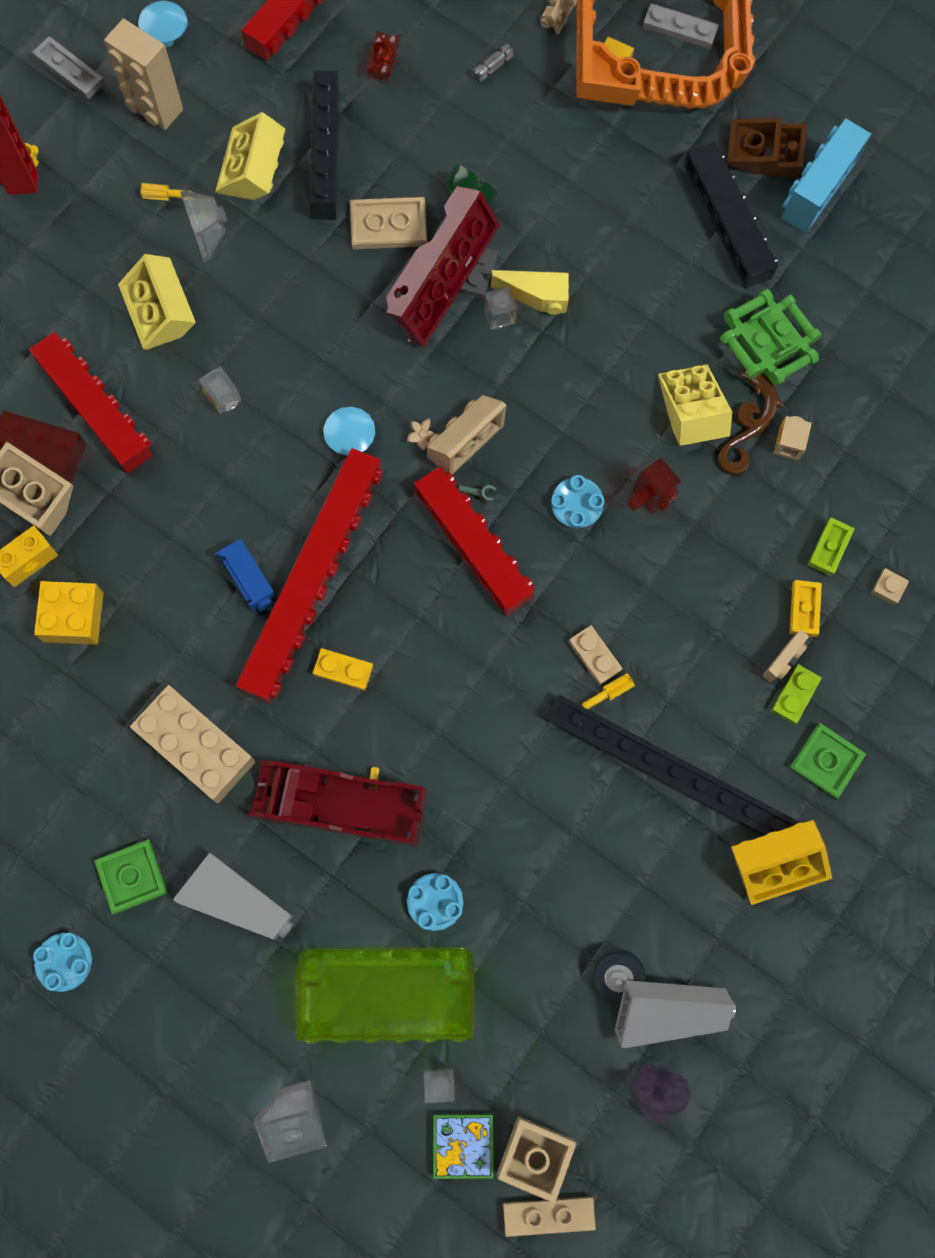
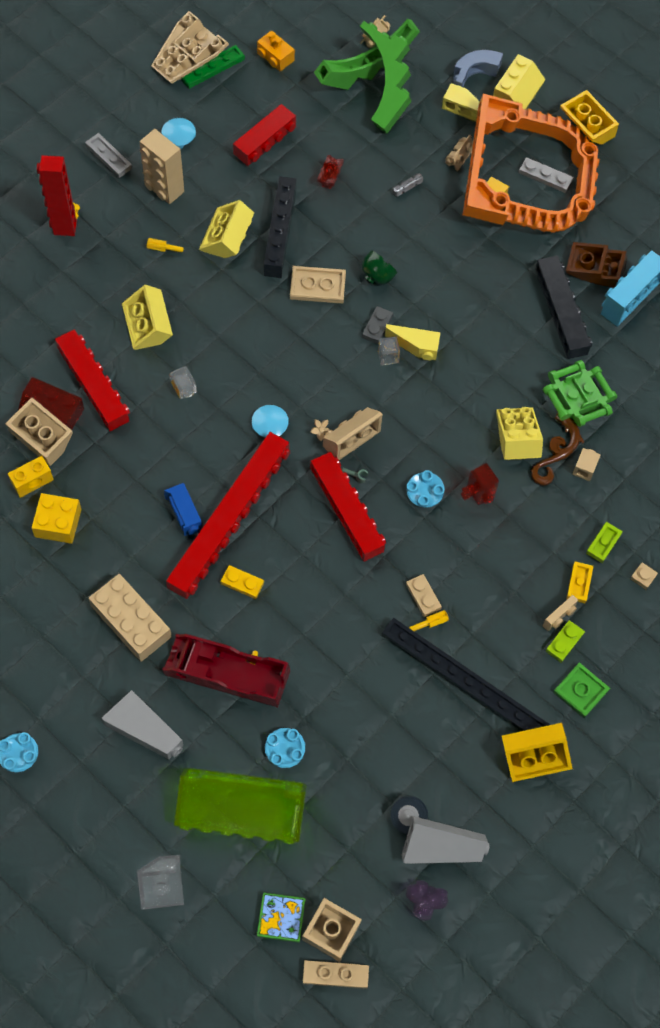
camera: 10 degrees right, 10 degrees down
(131, 877) = (73, 702): bright green tile -> none
(205, 221) = (189, 268): clear slope -> none
(439, 1085) = (270, 871): clear brick -> none
(442, 265) = (351, 316): dark red piece -> none

